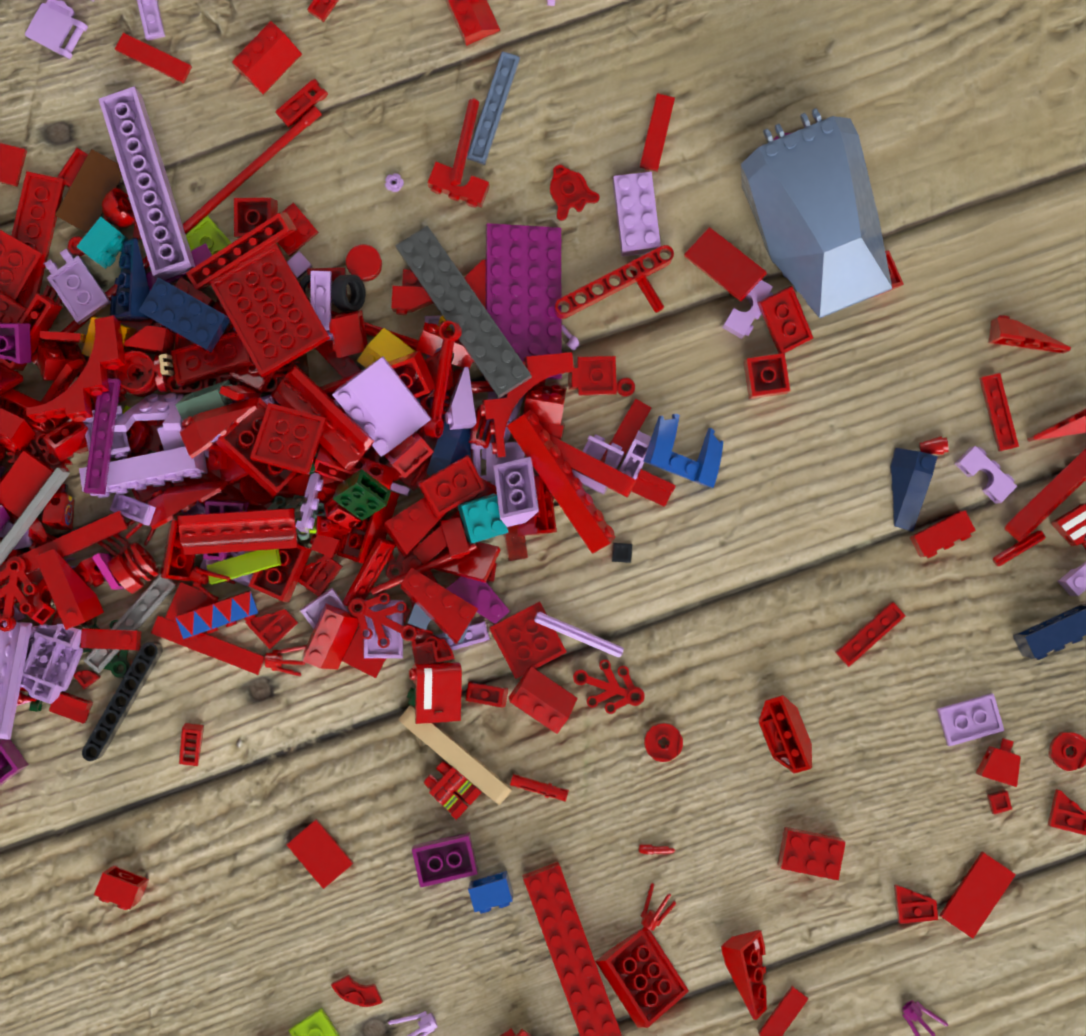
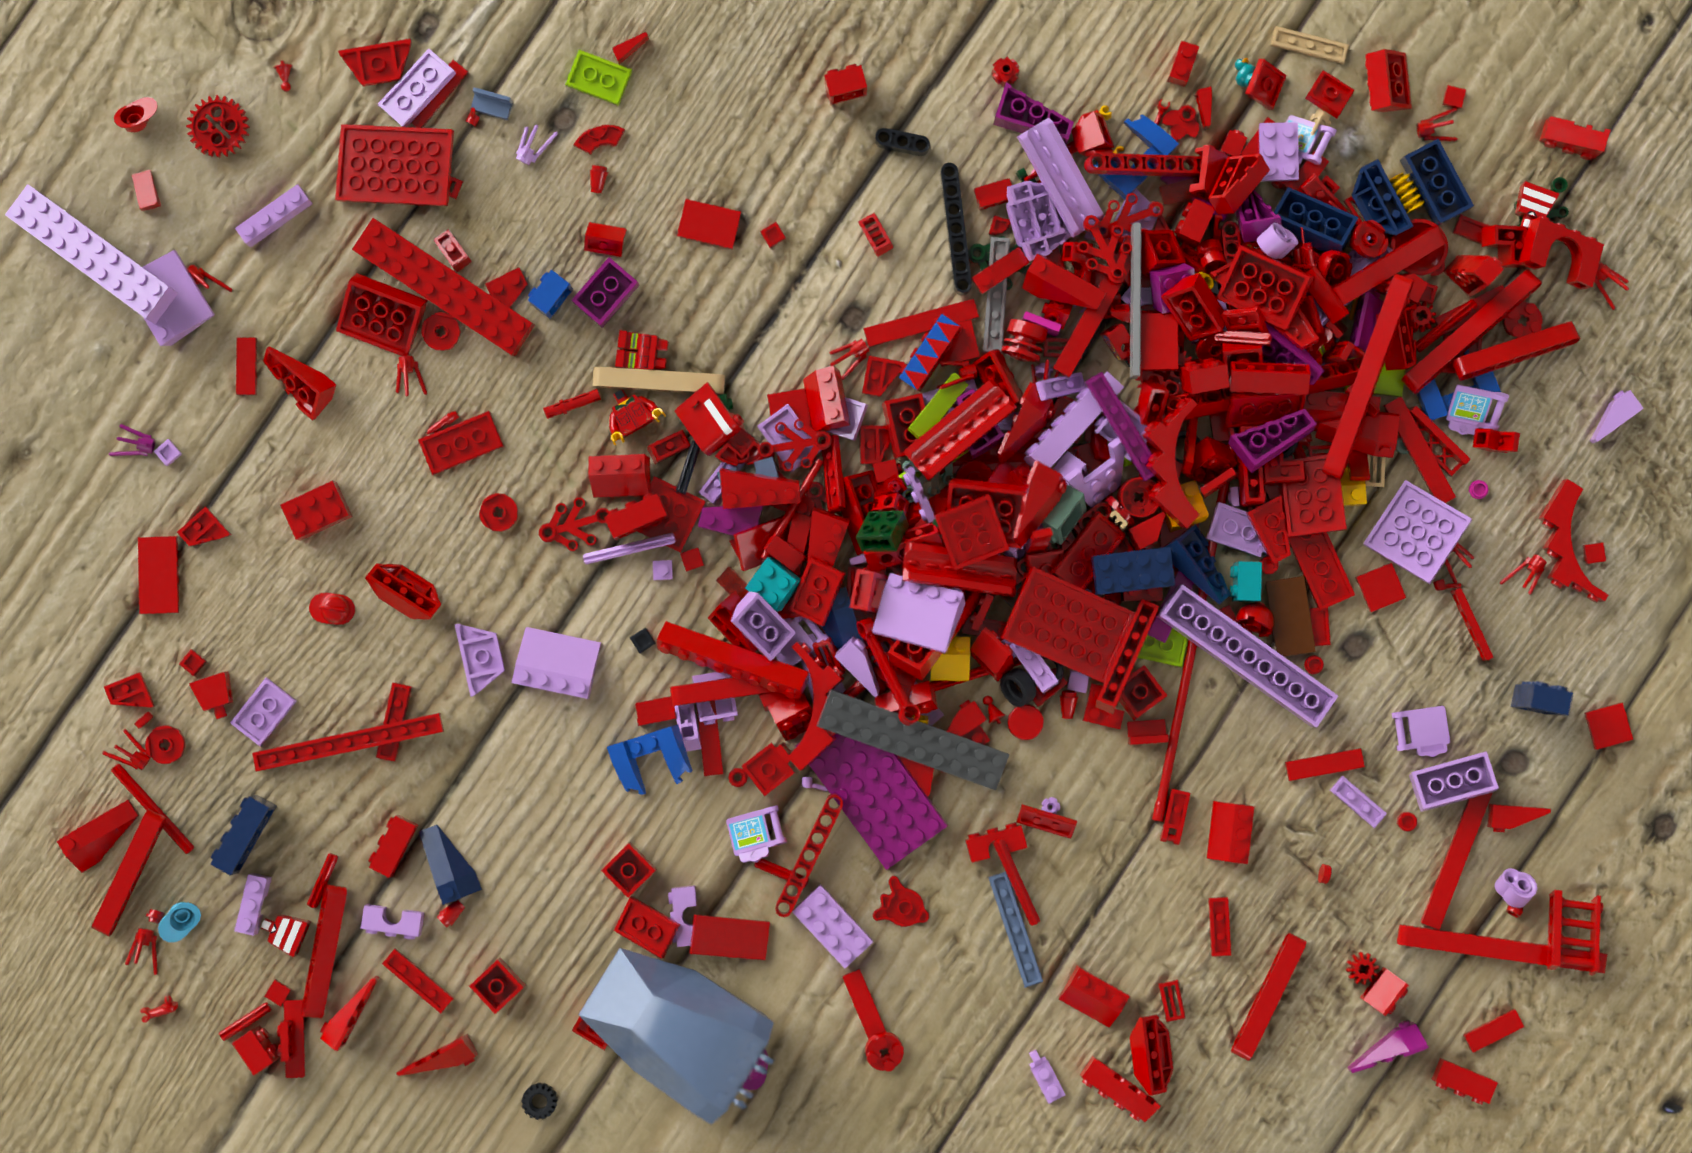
camera: 140 degrees right, 0 degrees up
(31, 383) = (1218, 427): none -> red panel
(51, 271) = (1271, 529): none -> red wing
(62, 318) = (1234, 496): none -> lavender plate
(102, 141) = (1313, 664): none -> red plate
(102, 802) = (909, 148): none -> black beam
(140, 534) = (1040, 371): none -> lavender plate
(274, 184) = (1147, 732): none -> red panel
(274, 806) = (772, 235): none -> red tile
(319, 252) = (1068, 703): none -> red cone
(326, 376) = (985, 603): none -> red wing
(382, 959) = (598, 178): none -> red cone
(383, 289) = (994, 713): none -> red piece
(405, 173) = (1046, 821): none -> red tile
(414, 904) = (604, 239): none -> red panel
(483, 664) = (688, 468): none -> black axle
(497, 742) = (631, 415): none -> red torso
(521, 923) = (508, 287): none -> red wing
(534, 589) = (692, 559): none -> red tile
(545, 986) = (452, 250): none -> slope
(554, 656) = (636, 516): none -> red brick
(564, 597) = (662, 570): none -> lavender plate
(605, 915) = (435, 322): none -> red plate
(648, 333) = (751, 835): none -> piece
(653, 822) = (460, 443): none -> red tile
(667, 77) = (888, 1061): none -> red plate
(705, 585) = (556, 663): none -> lavender slope
(763, 635) = (480, 656): none -> lavender wing
(855, 763) = (332, 608): none -> red piece
(898, 991) = (167, 452): none -> lavender plate
(920, 644) = (348, 742): none -> red plate
(938, 360) = (497, 985): none -> red brick
(977, 238) = (530, 1109): none -> black tyre
(1071, 784) = (143, 720): none -> red tile

